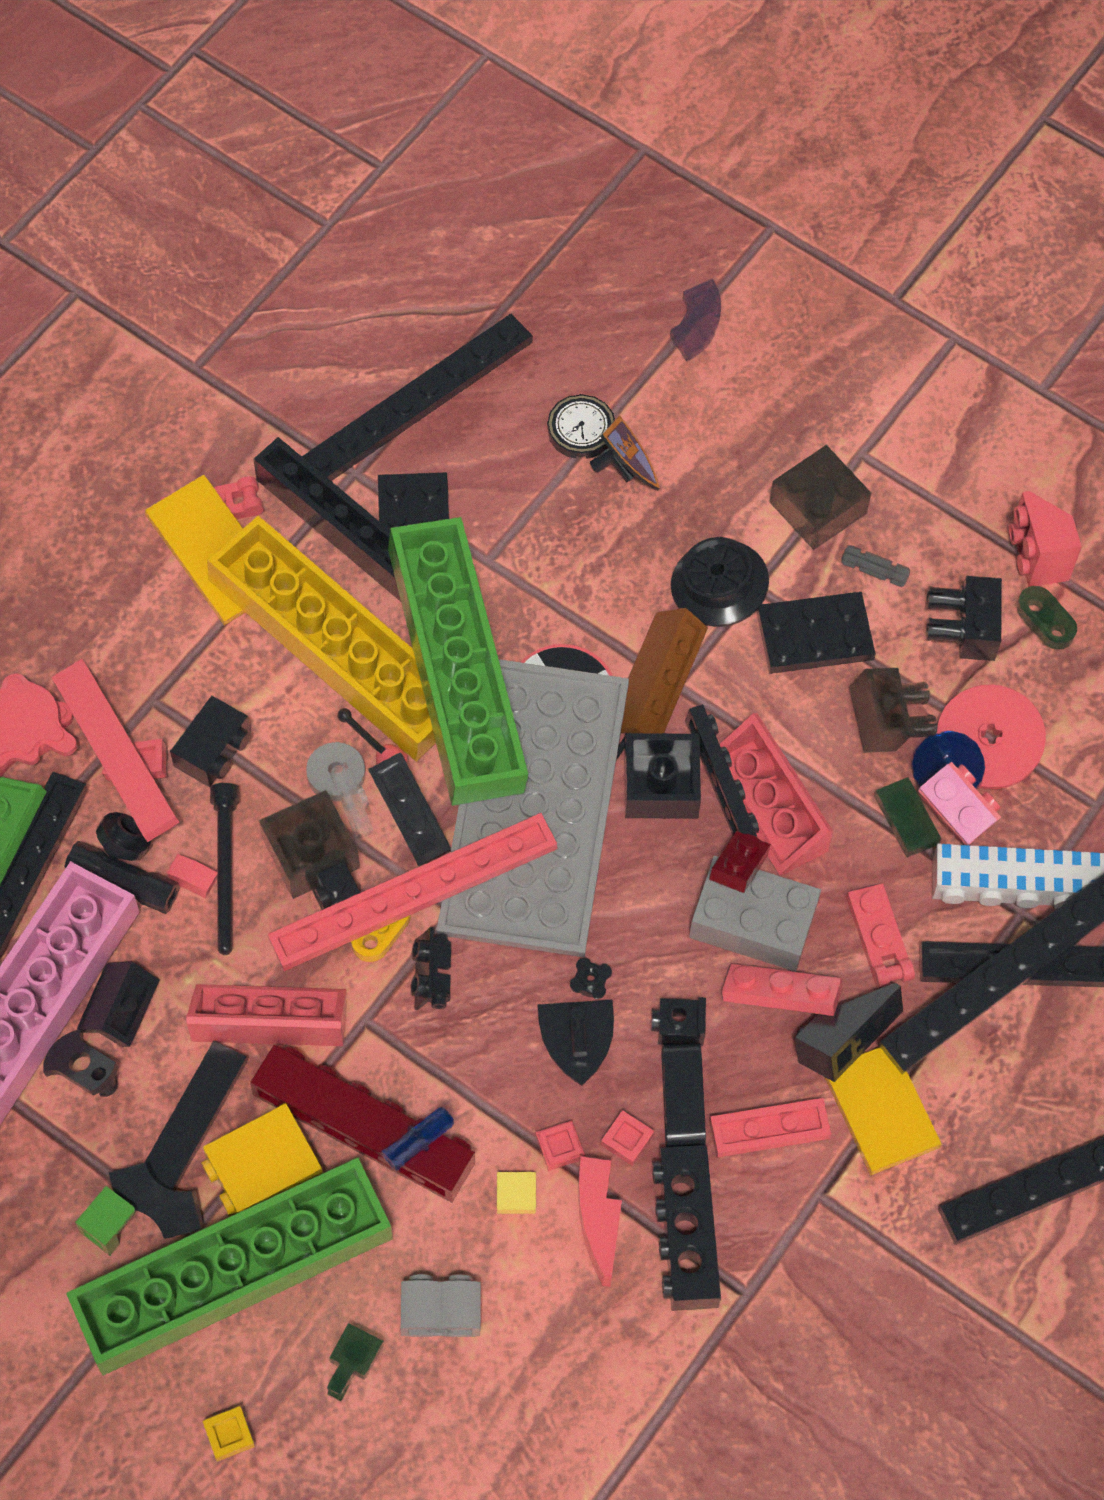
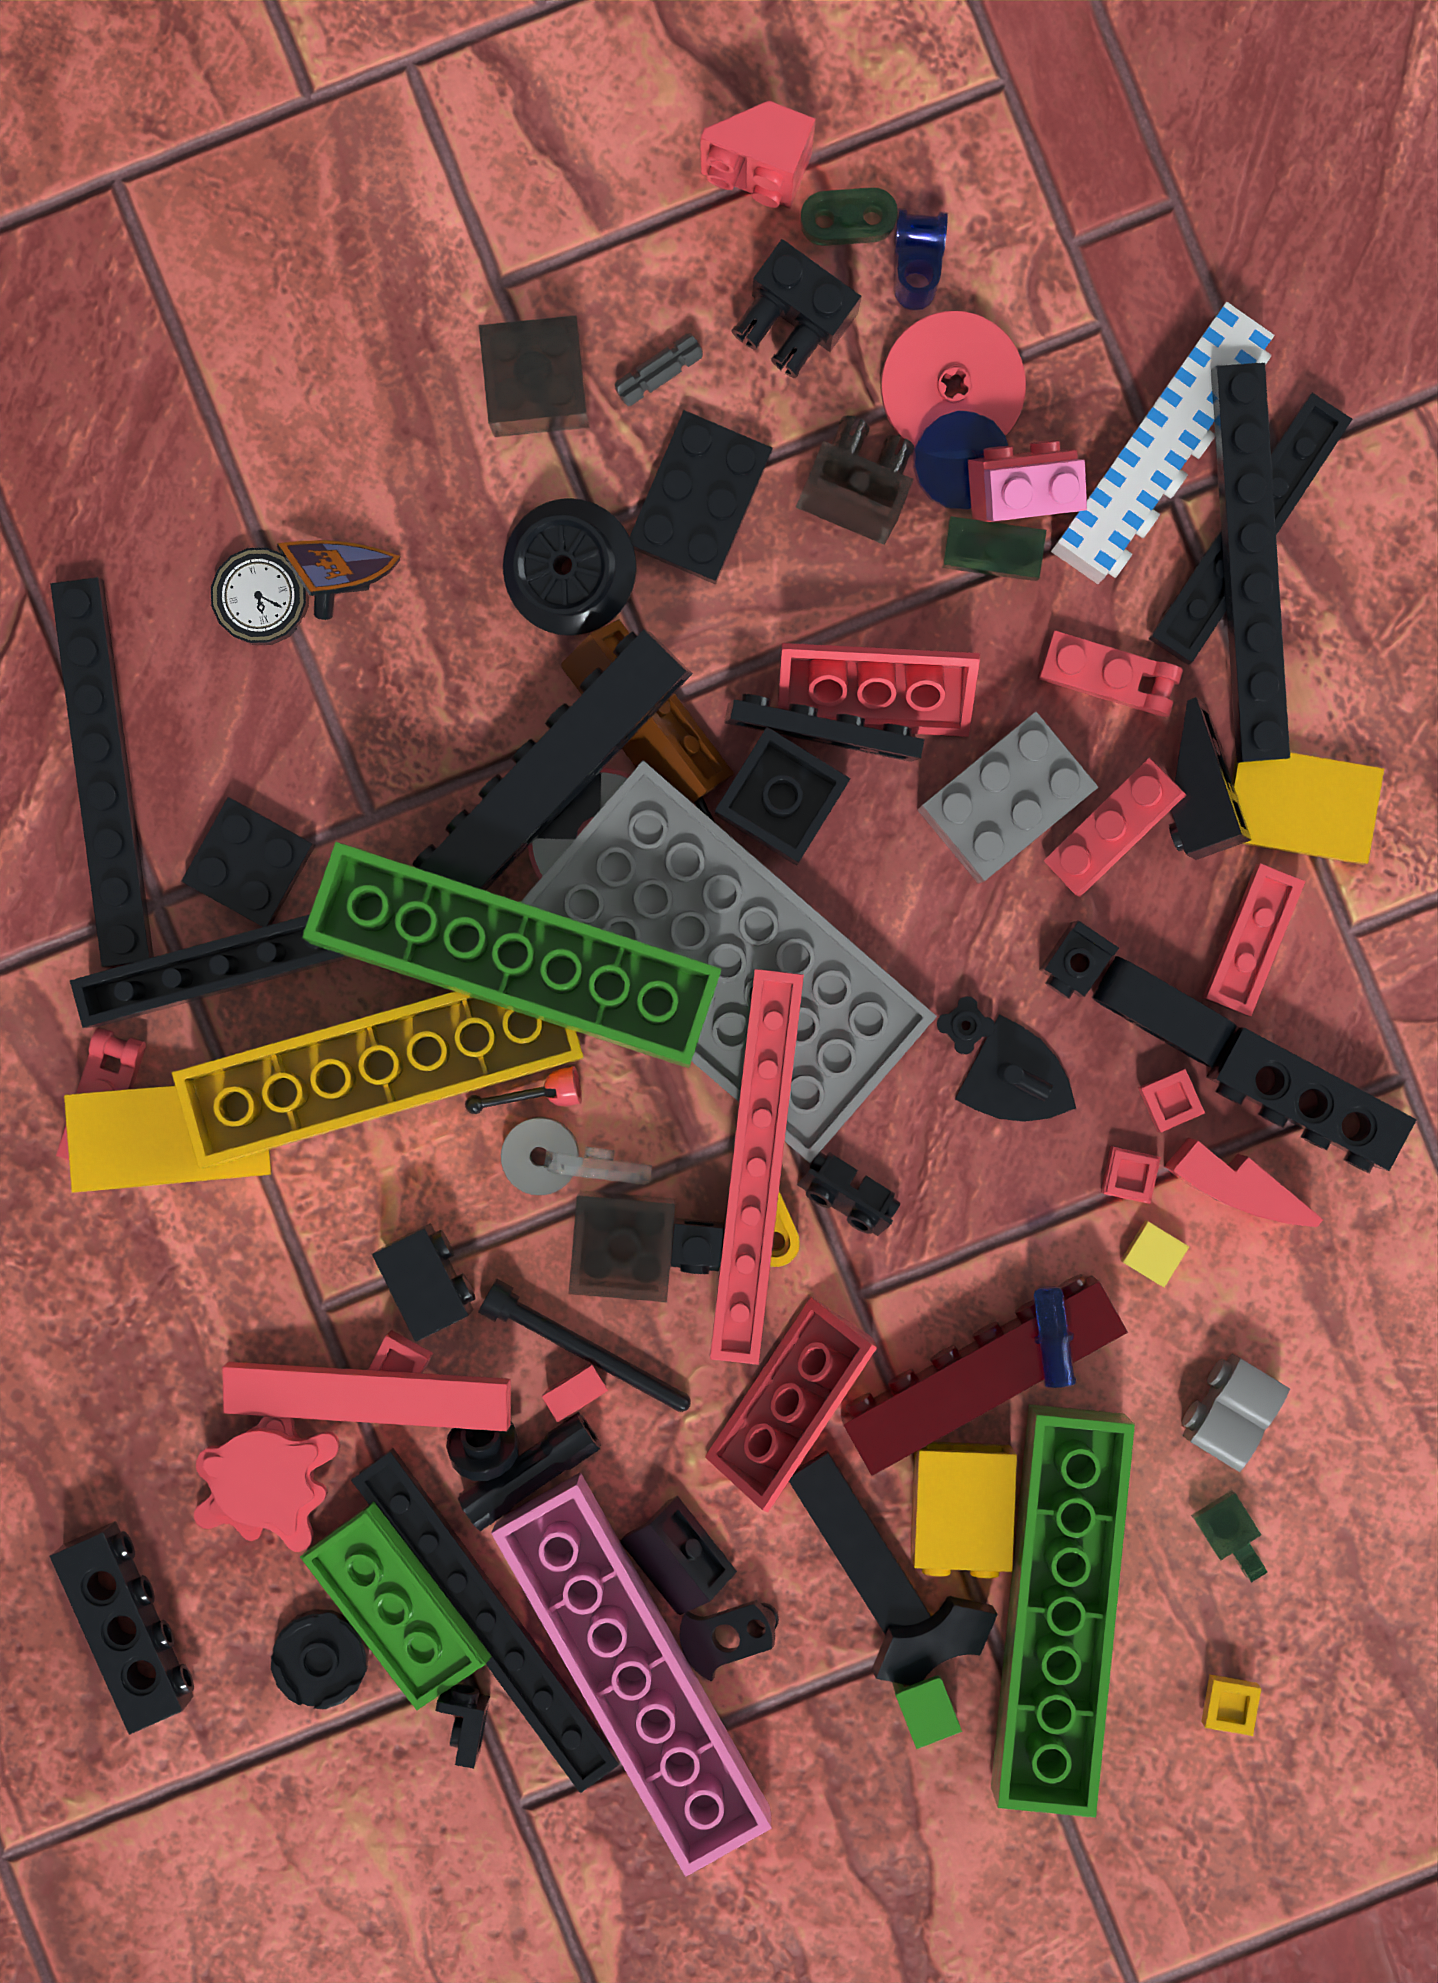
camera: 55 degrees left, 25 degrees up
(409, 809) = (646, 1106): black plate -> none
(598, 633) = (559, 764): none -> black brick
(700, 321) = (198, 355): clear purple tile -> none
(740, 861) = (955, 784): dark red plate -> none
(1057, 665) = (918, 250): none -> clear blue piece

